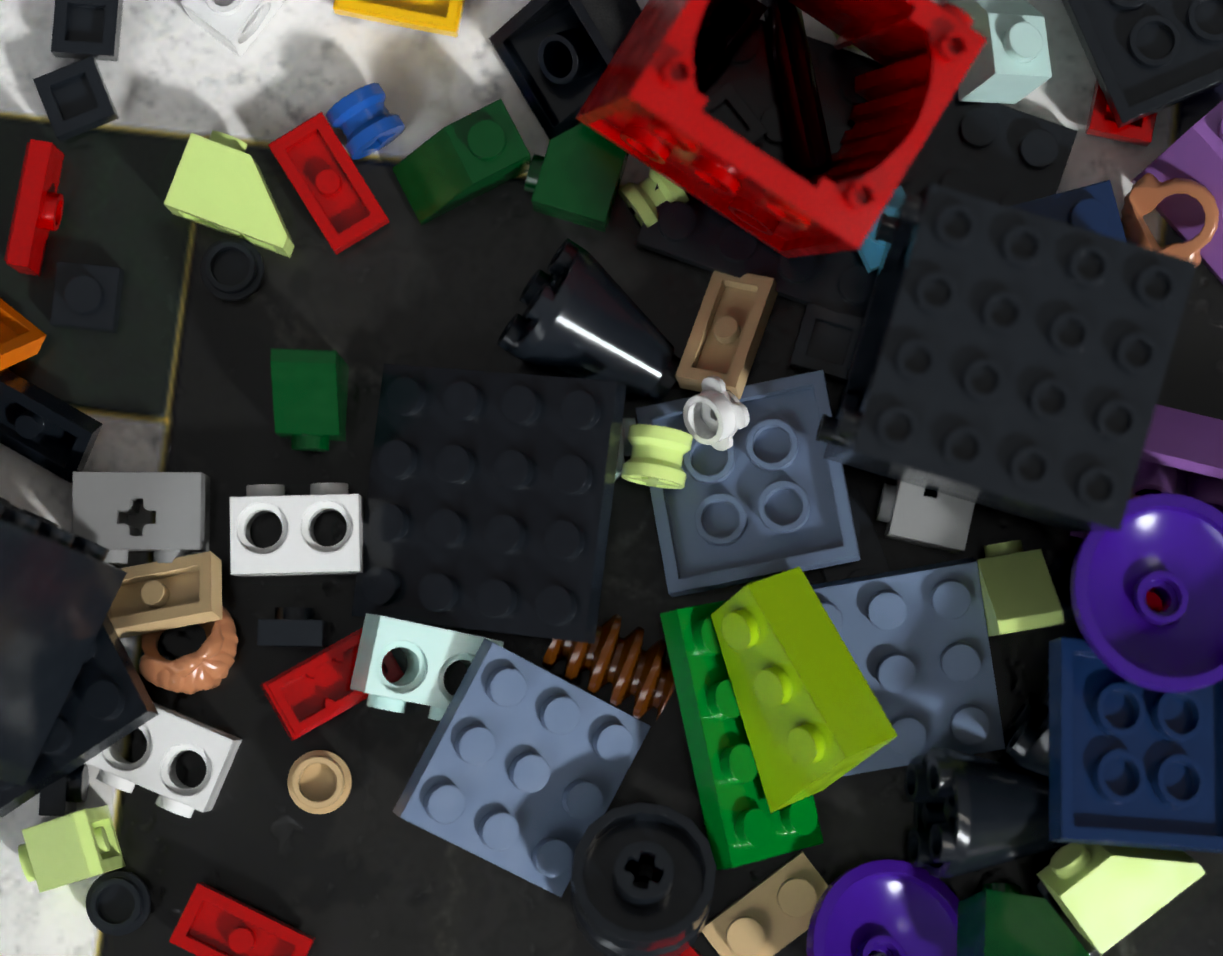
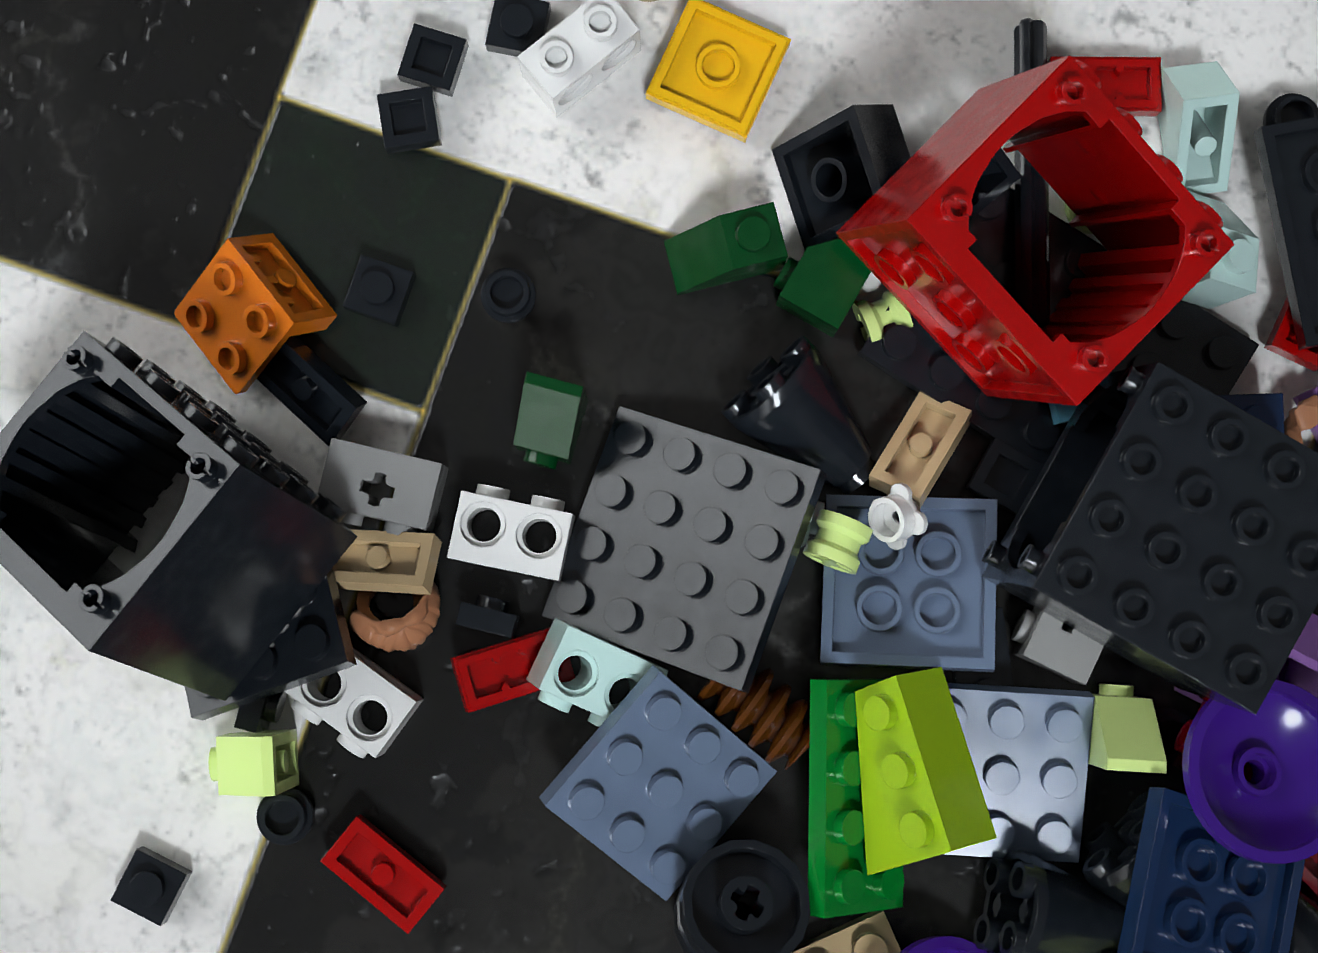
camera: 10 degrees right, 0 degrees up
(36, 207) = (354, 204): red plate -> none
(227, 193) = (519, 229): yellowish green slope -> none
(319, 782) = (481, 752): tan plate -> none
(328, 183) = (607, 241): red plate -> none
(365, 121) = (651, 195): blue wheel -> none

